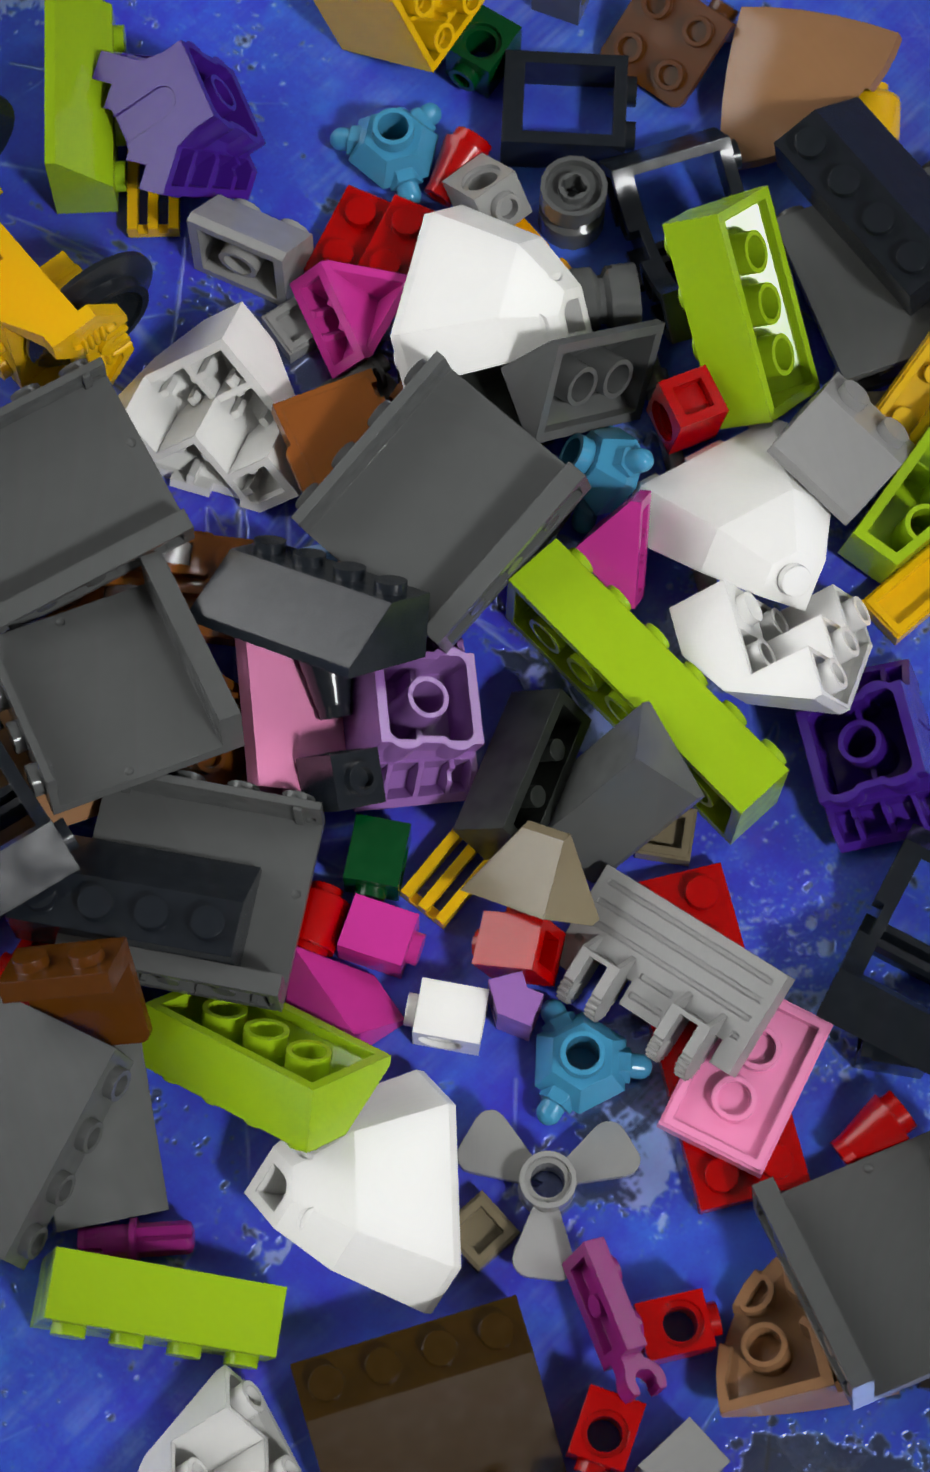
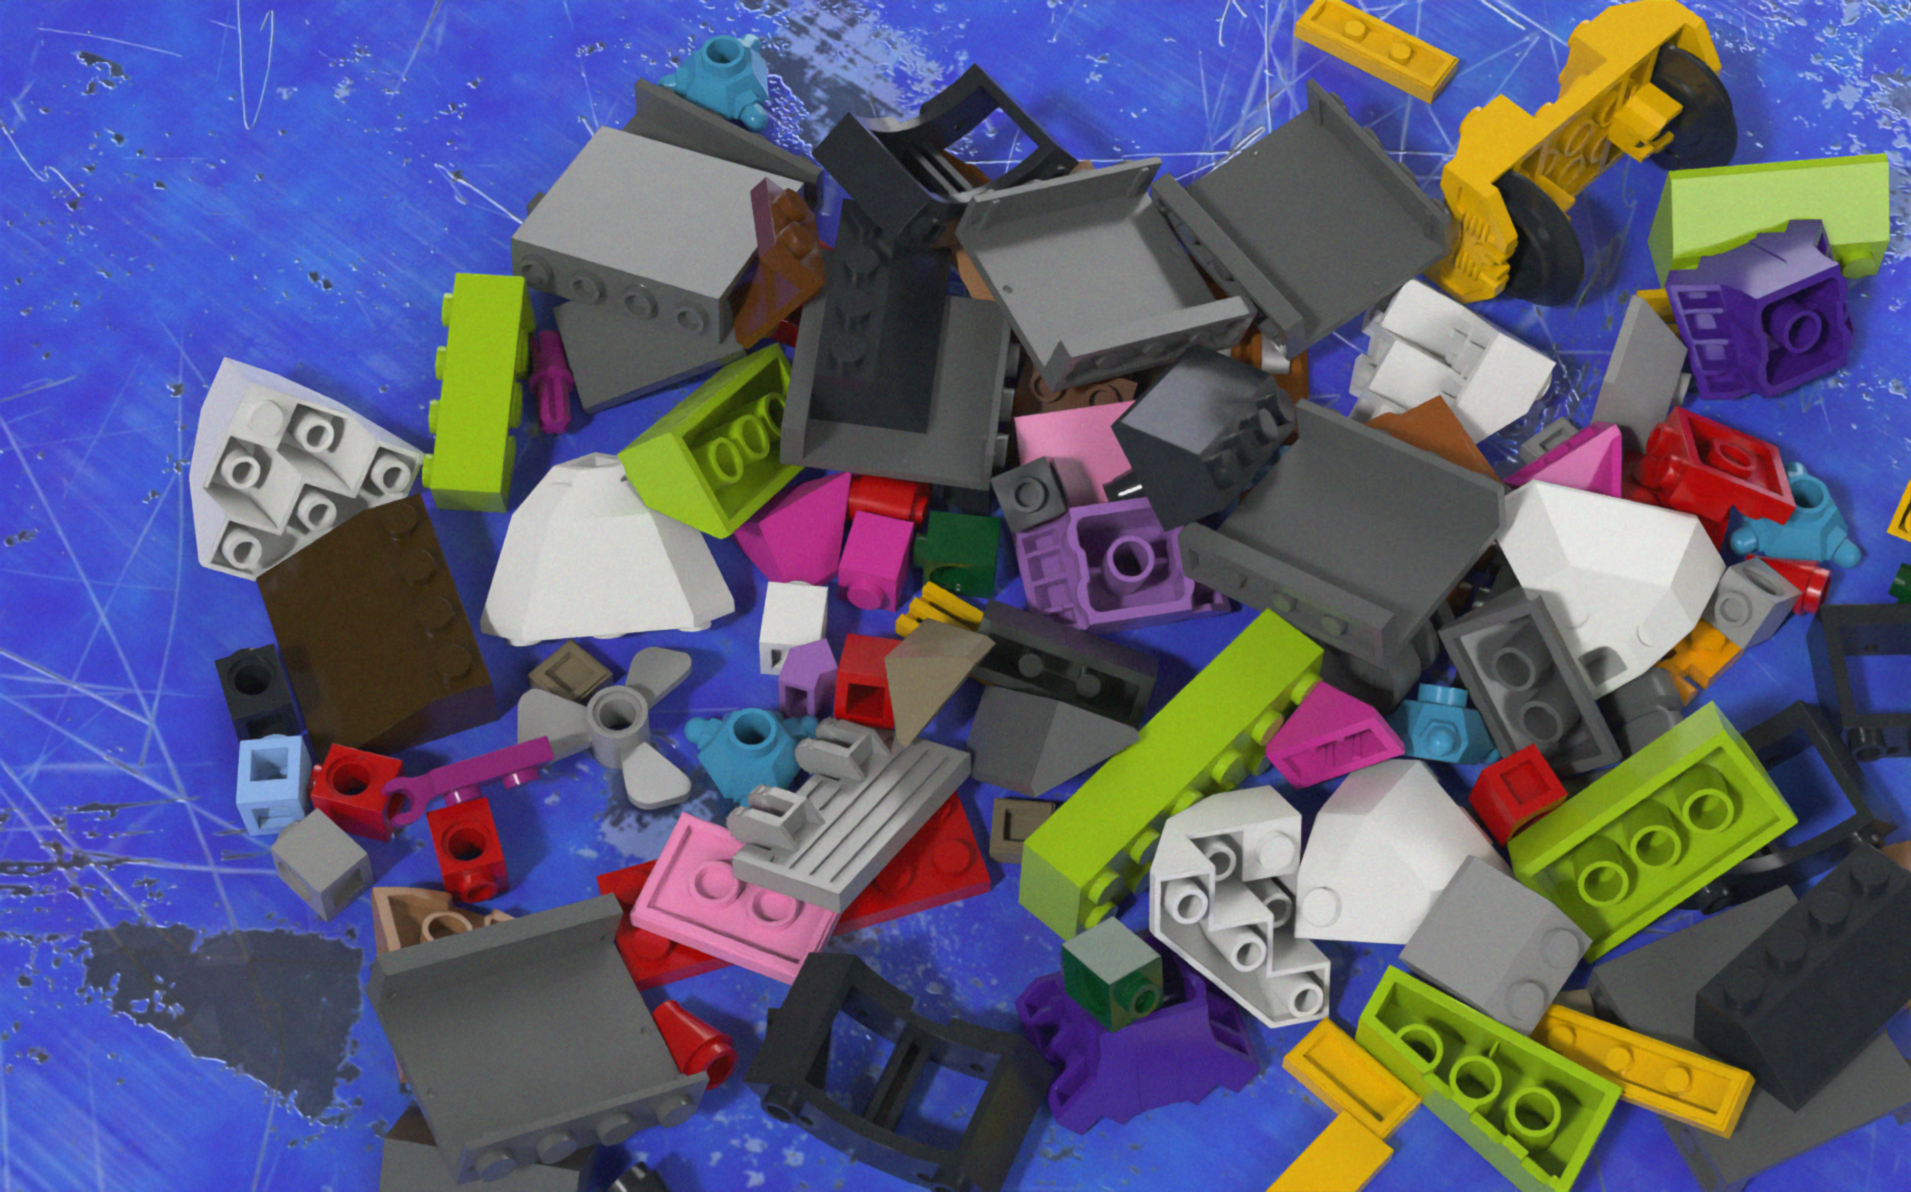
camera: 85 degrees right, 15 degrees down
(366, 189) = (1715, 466): none -> red plate
(572, 202) = (1763, 680): dark grey wheel -> none
(878, 749) = (1113, 974): none -> dark green brick

